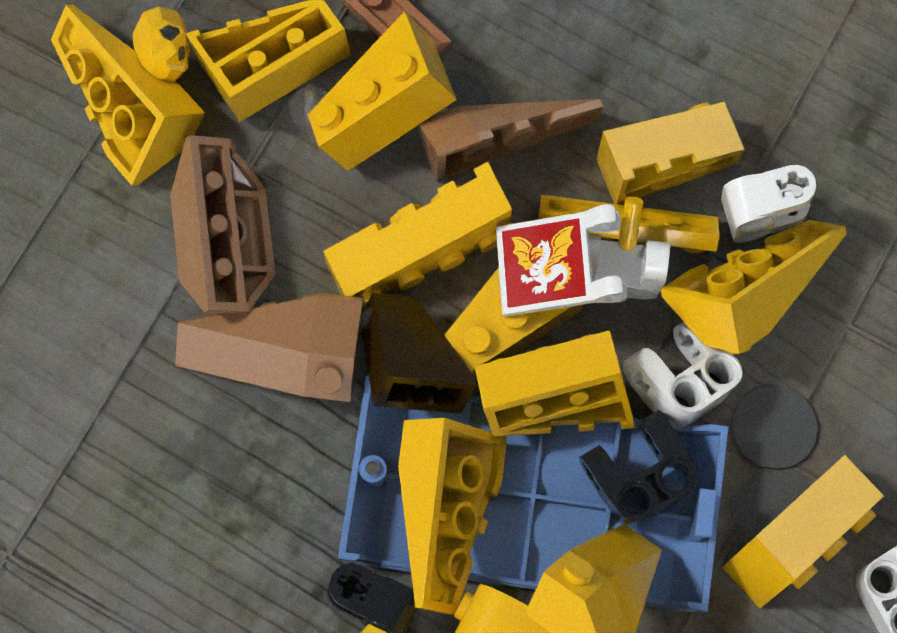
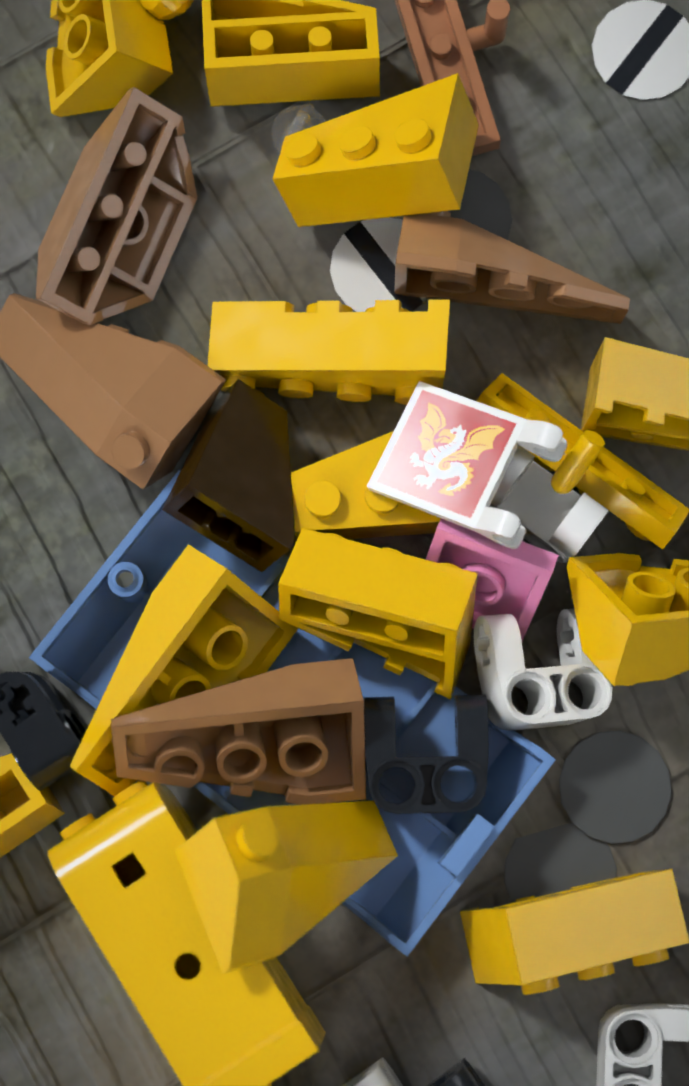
camera: 35 degrees right, 5 degrees up
(407, 172) = (366, 264): none -> white sticker
(531, 515) = (269, 733): none -> medium nougat wedge
(630, 322) = (507, 578): none -> bright pink tile

